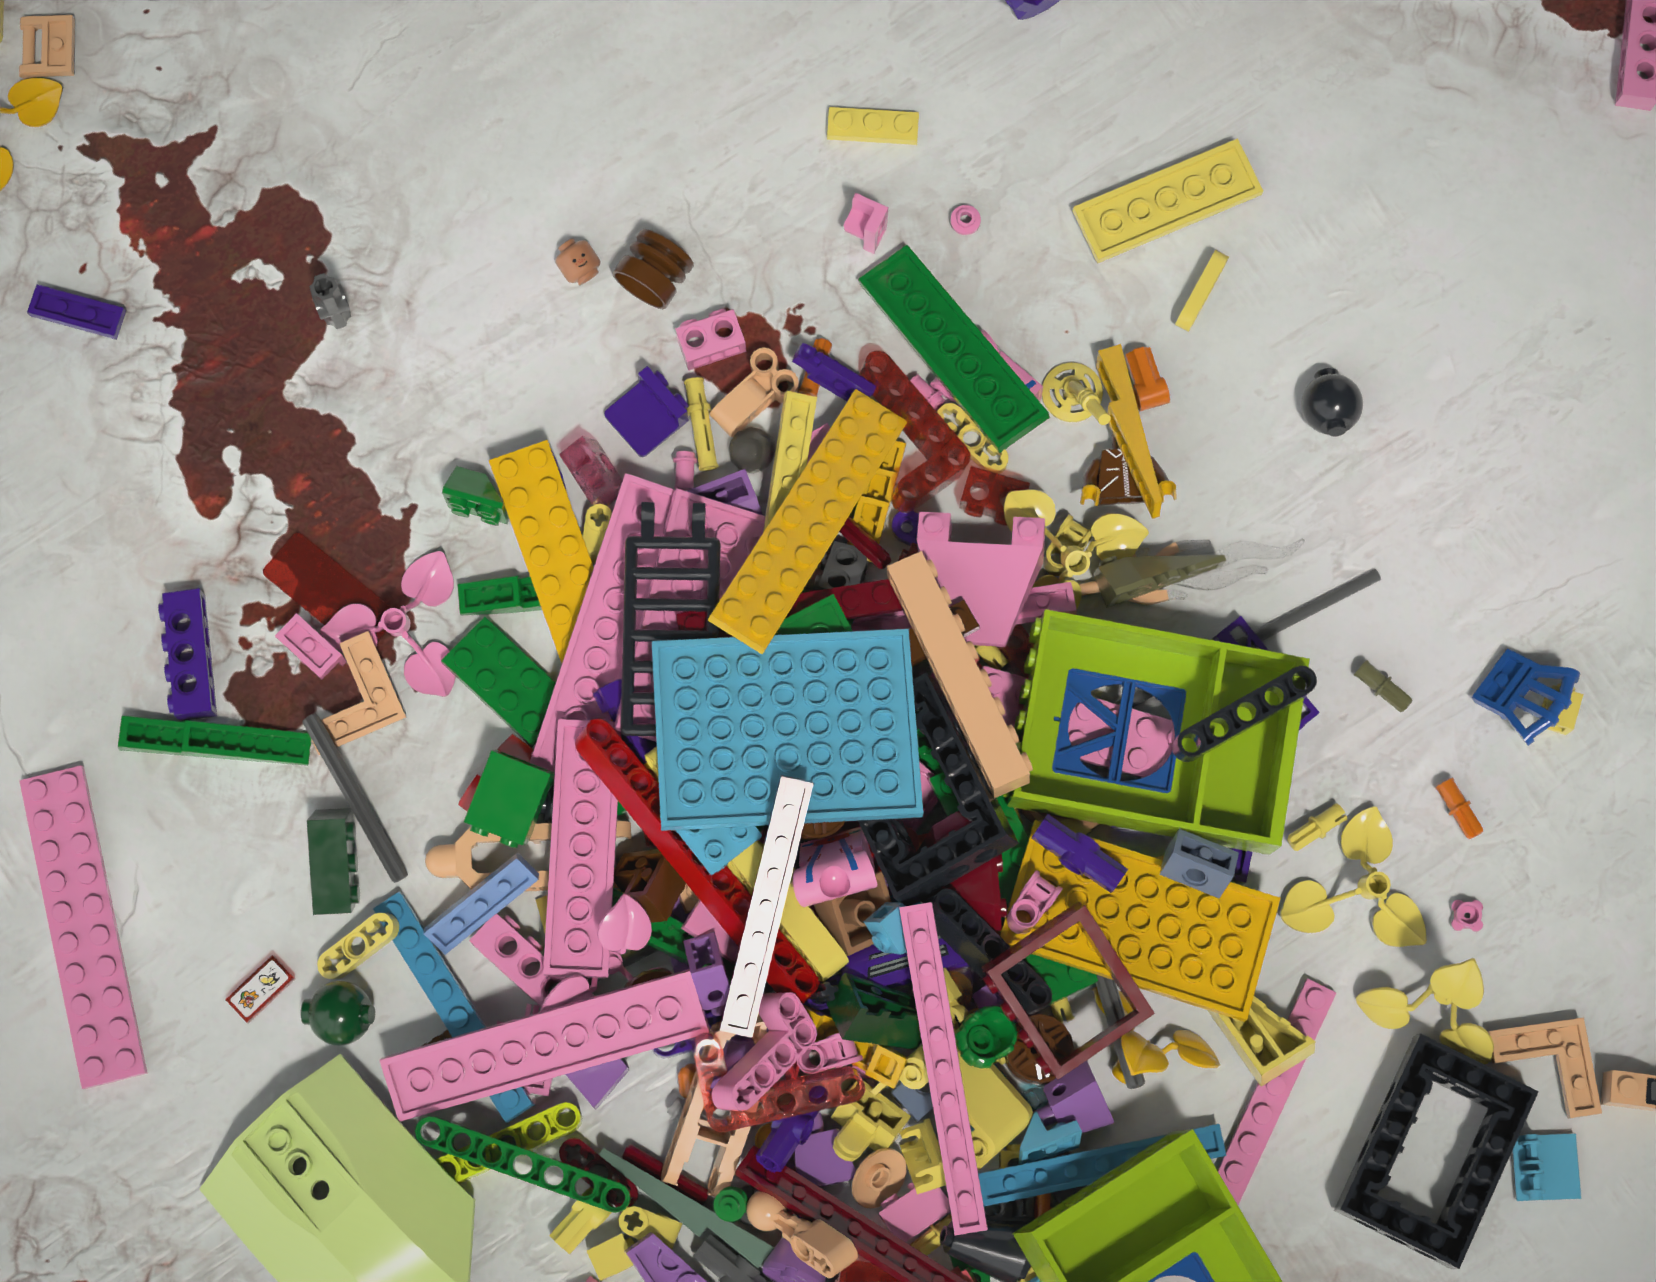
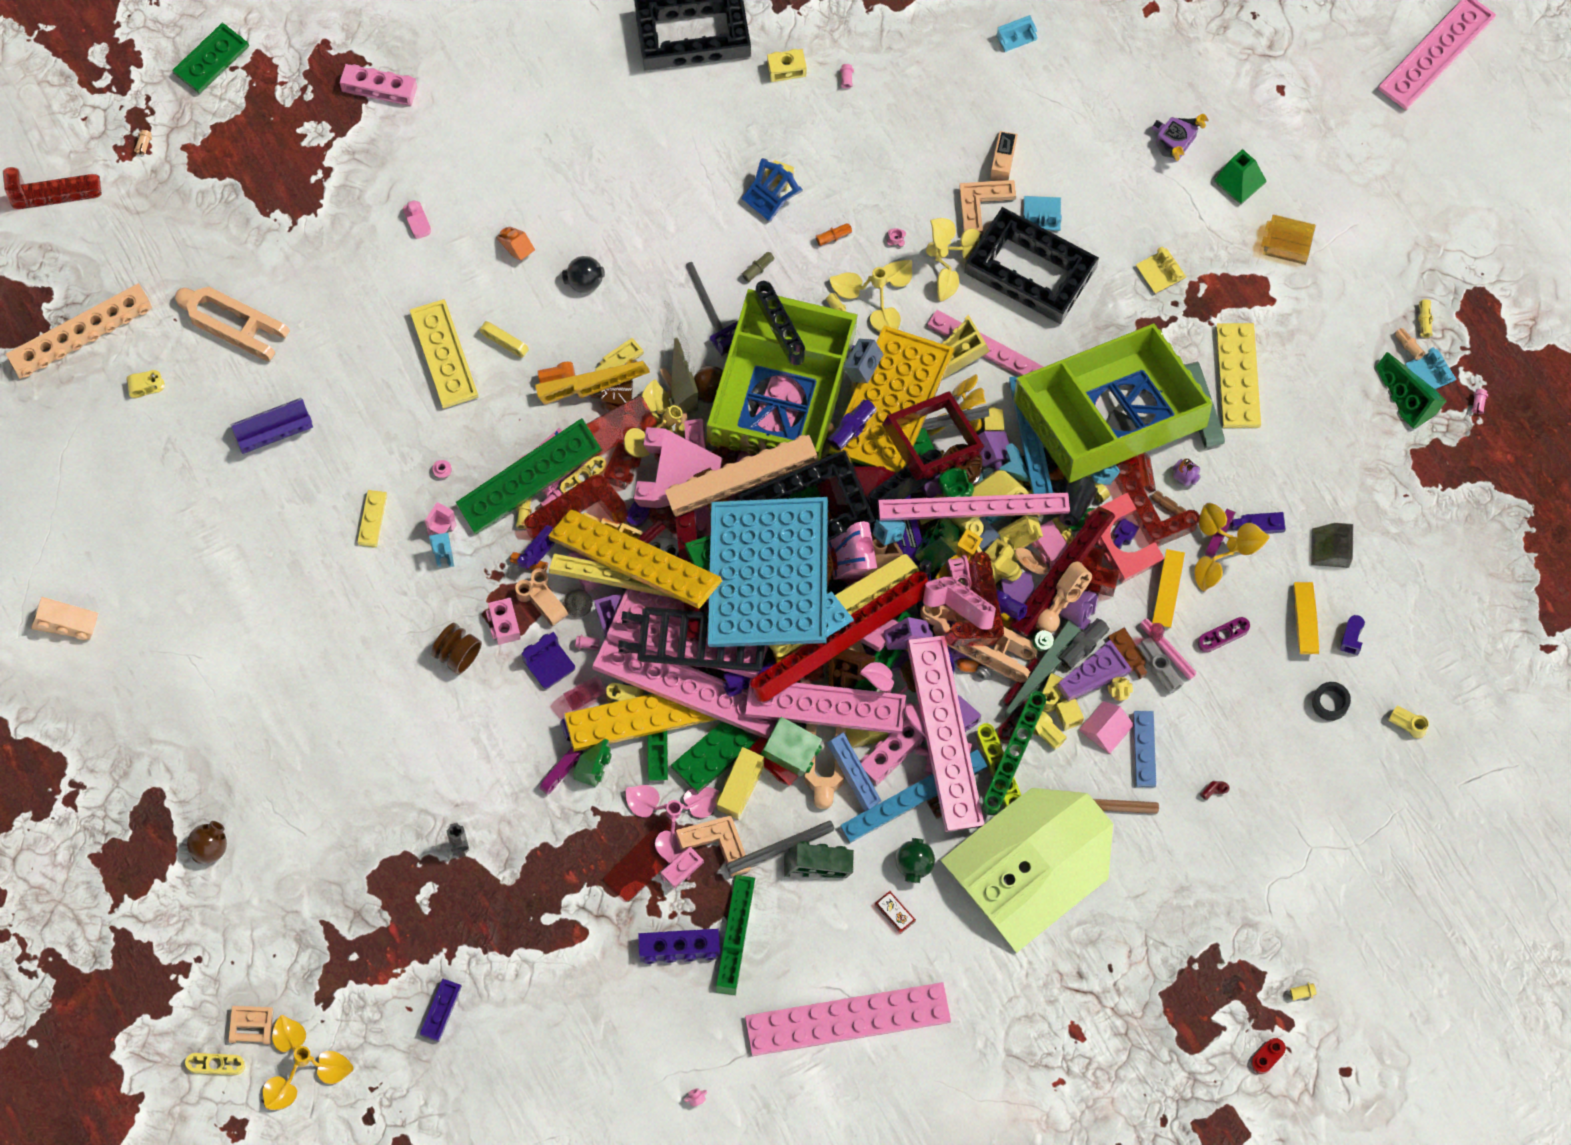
camera: 85 degrees left, 10 degrees down
(343, 946) = (881, 850): light yellow beam -> none
(454, 725) = (740, 783): none -> light yellow wedge
(461, 446) = (560, 771): none -> magenta beam
(577, 261) = (443, 696): nougat head -> none
(699, 413) = (560, 630): light yellow pin -> none
(766, 905) = (875, 588): plate -> none
(823, 236) = (442, 548): none -> medium azure hinge
(899, 352) = (523, 511): none -> light yellow axle
(1035, 899) = (877, 450): bright pink piece -> none
(1054, 470) = (613, 425): none -> clear red piece
(1074, 394) = (560, 415): light yellow dish -> none
(1132, 1103) = (995, 421): none -> light yellow brick
(1154, 612) = (707, 382): none -> reddish brown brick
(1188, 475) = (621, 355): none -> light yellow hinge
(1378, 290) = (515, 242): none -> orange slope
(1404, 135) = (417, 219): none -> bright pink piece

